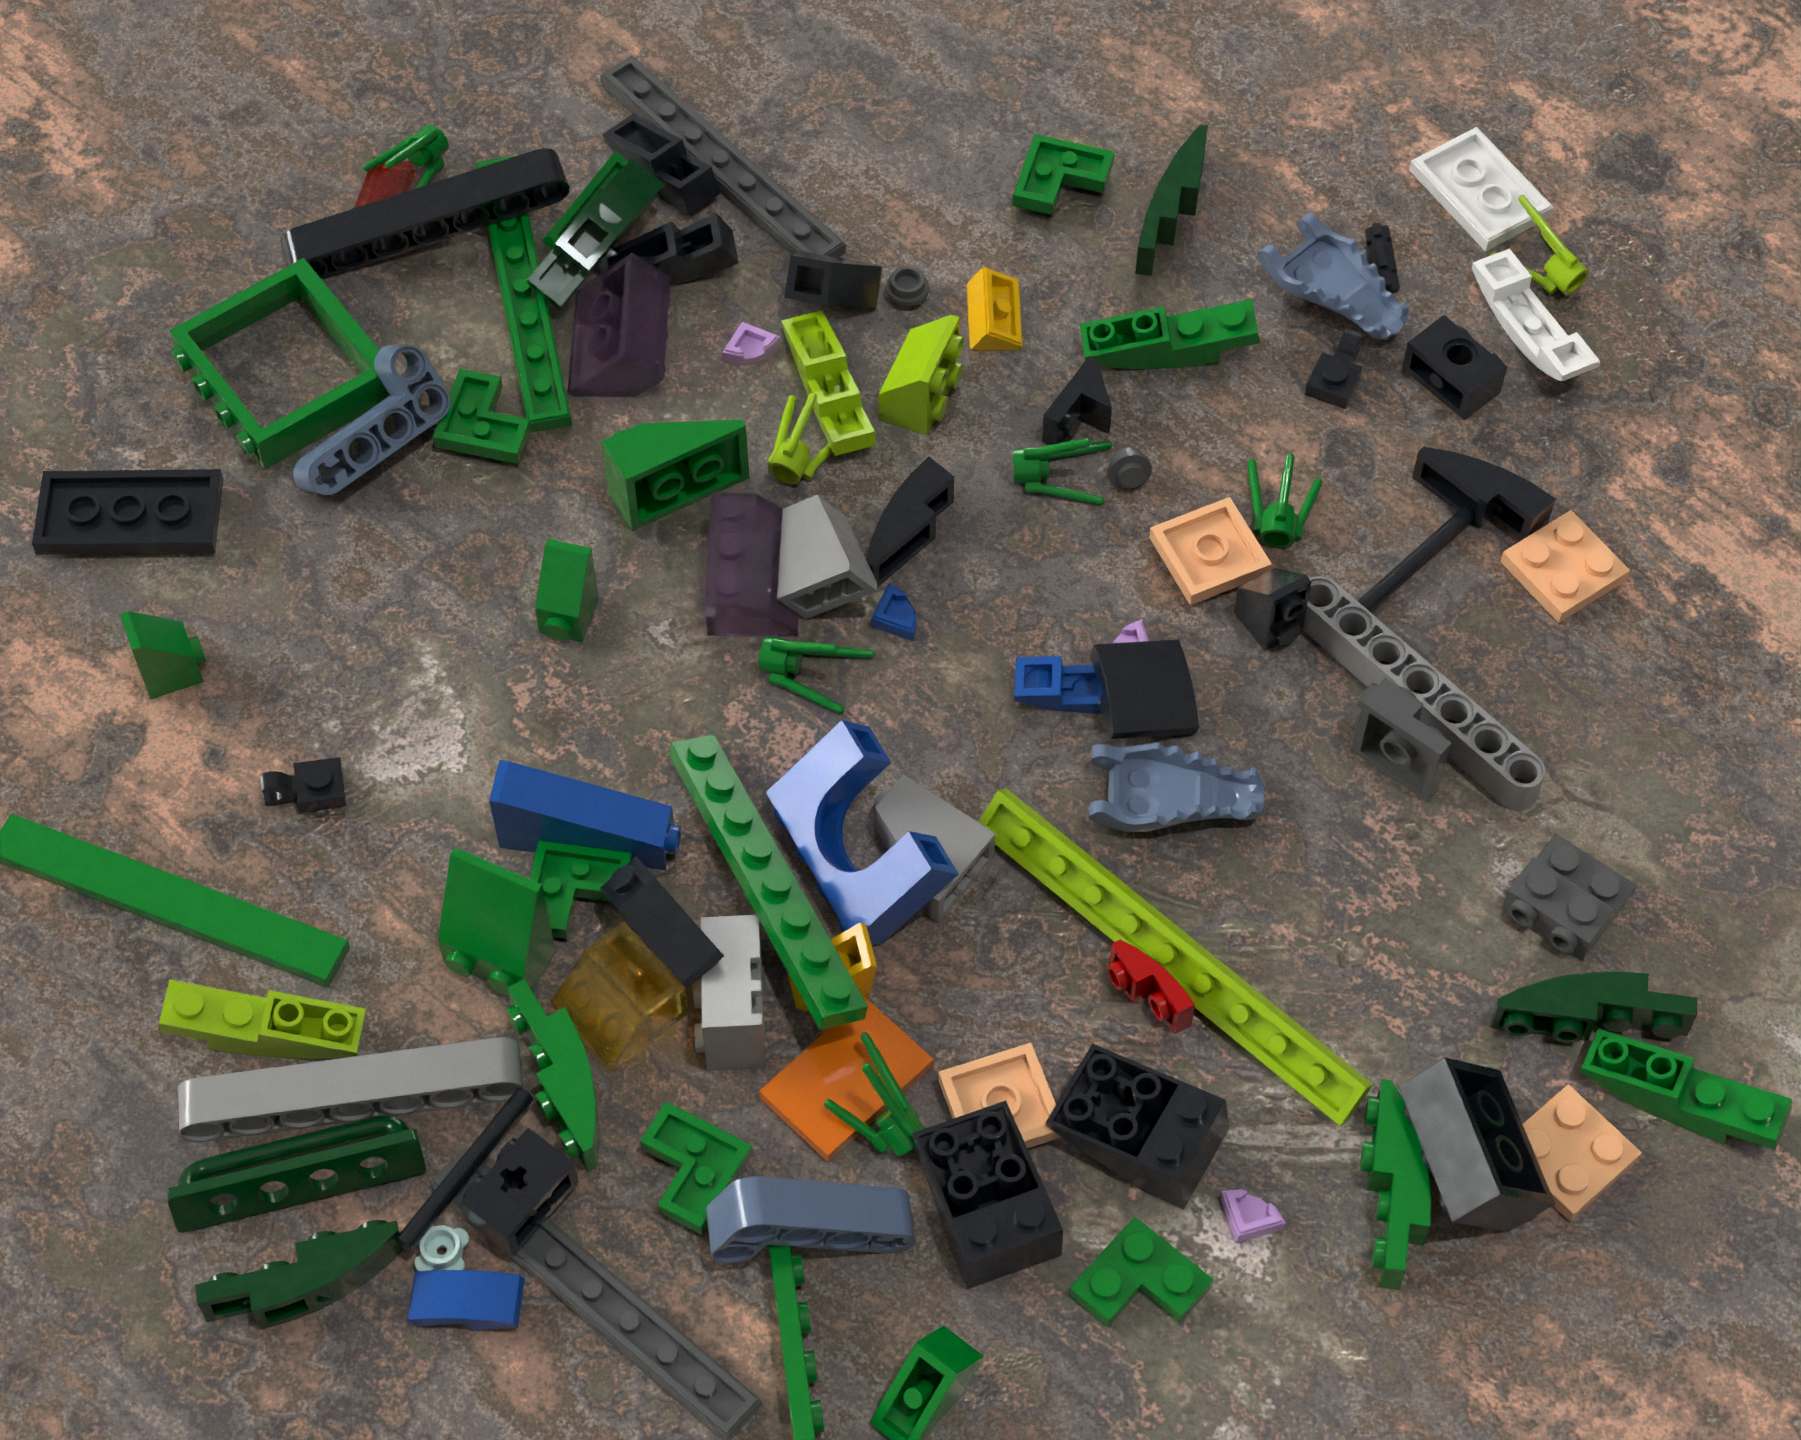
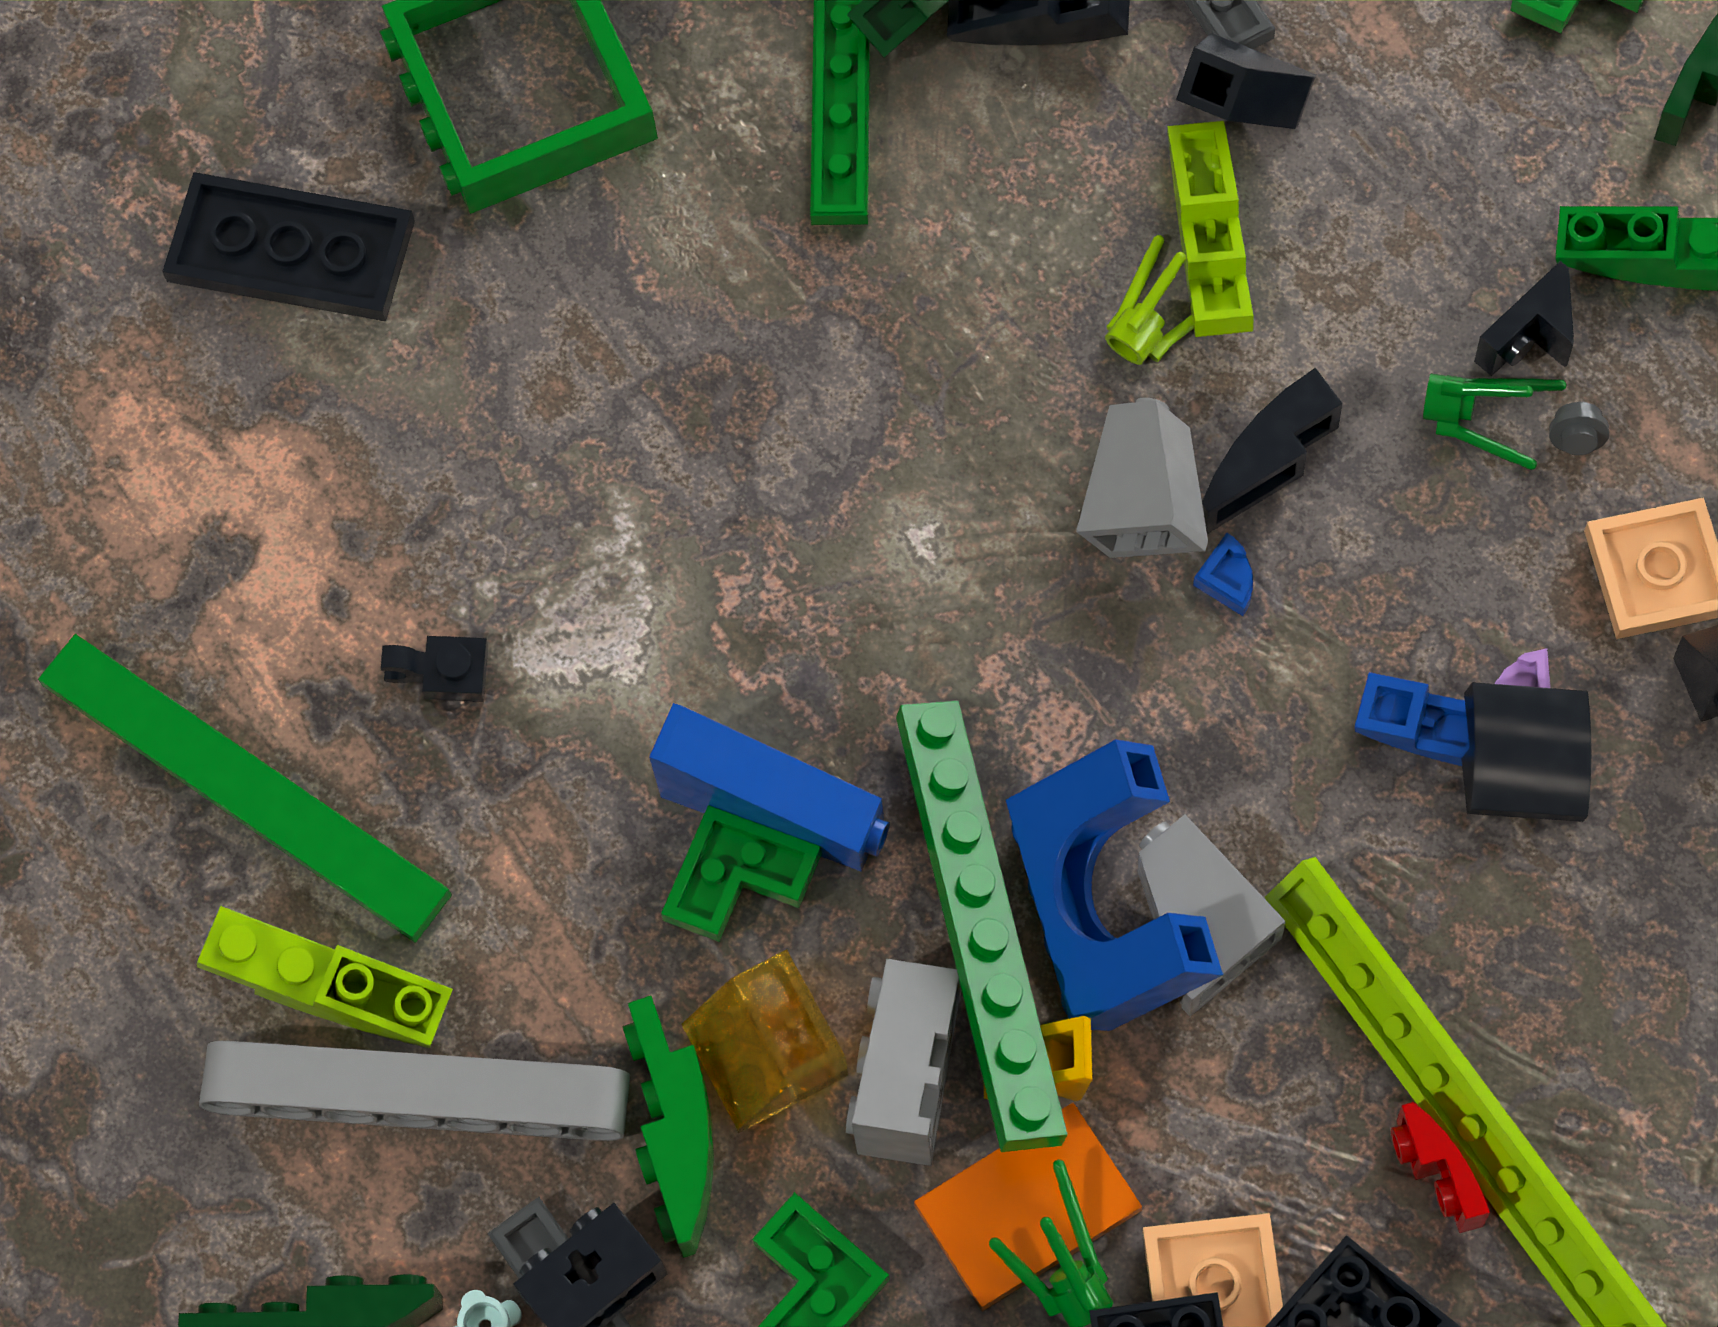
camera: 20 degrees right, 10 degrees up
(163, 653) = (293, 455): green slope -> none
(369, 427) = (606, 186): sand blue beam -> none
(398, 1147) = (457, 1190): dark green piece -> none
(464, 1170) = (531, 1229): black bar -> none
(475, 427) = (737, 201): green plate -> none
(494, 924) = (625, 922): green slope -> none
(566, 591) = (808, 471): green slope -> none
(620, 331) = (954, 106): clear purple slope -> none
(661, 922) = (835, 958): black slope -> none
(672, 465) = (979, 318): green slope -> none
(745, 569) = (1045, 477): clear purple slope -> none
(750, 345) = (1120, 153): lavender tile -> none
(785, 657) = (1071, 611): green plant -> none
(907, 286) = (1344, 107): dark grey plate -> none
(922, 376) = (1333, 246): lime slope -> none
(994, 311) = (1451, 163): yellow slope -> none
(1165, 788) = (1525, 897): sand blue animal -> none

